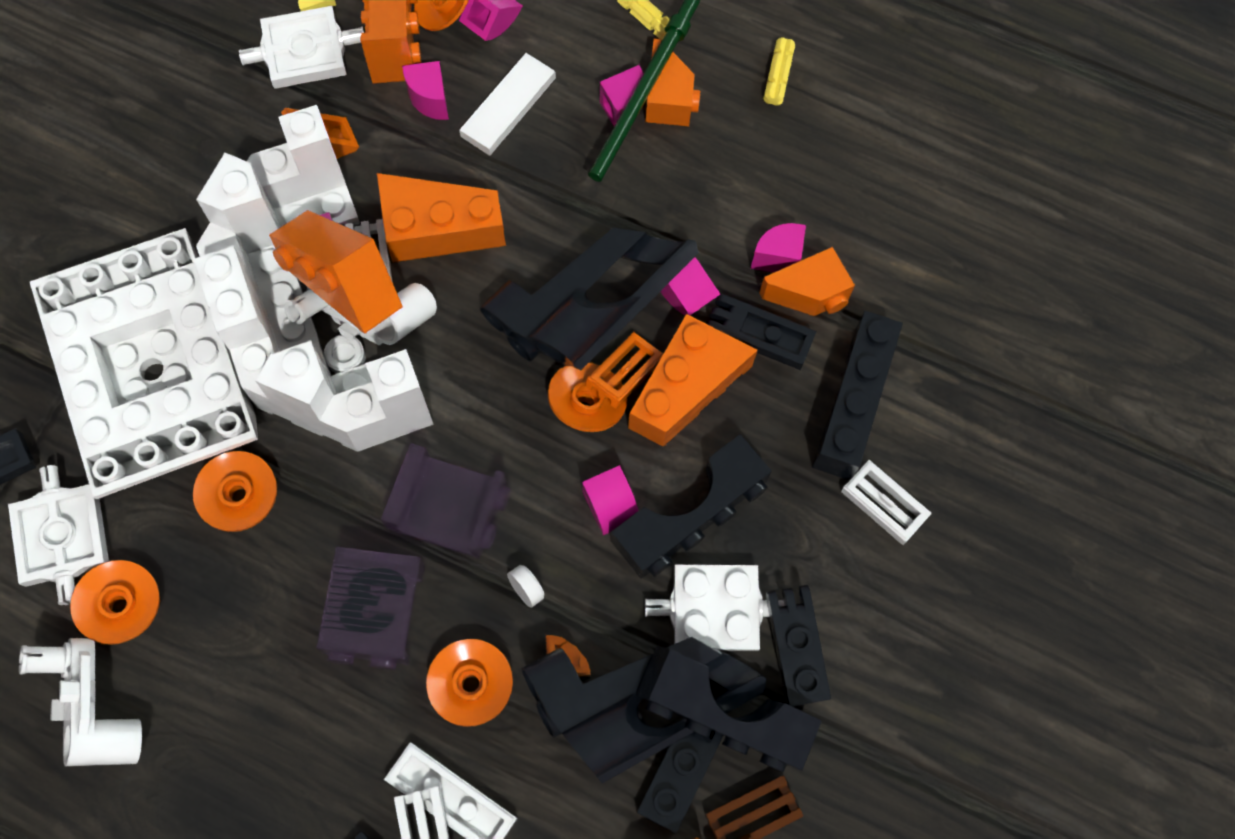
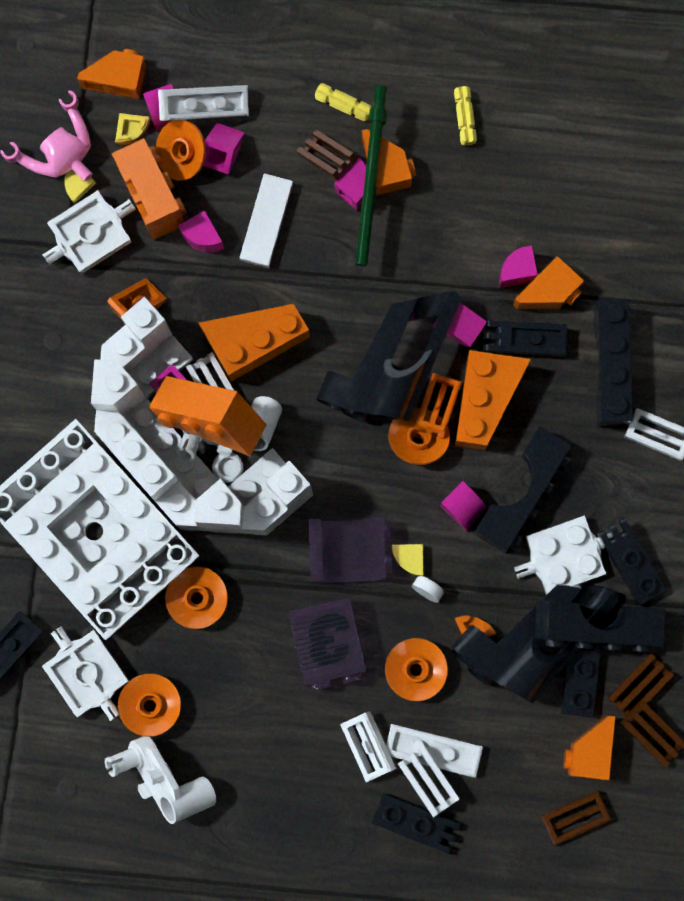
camera: 10 degrees left, 10 degrees up
(373, 759) = (372, 744): none -> white tile
(519, 539) = (409, 557): none -> light yellow tile
(611, 51) = (314, 145): none -> reddish brown tile

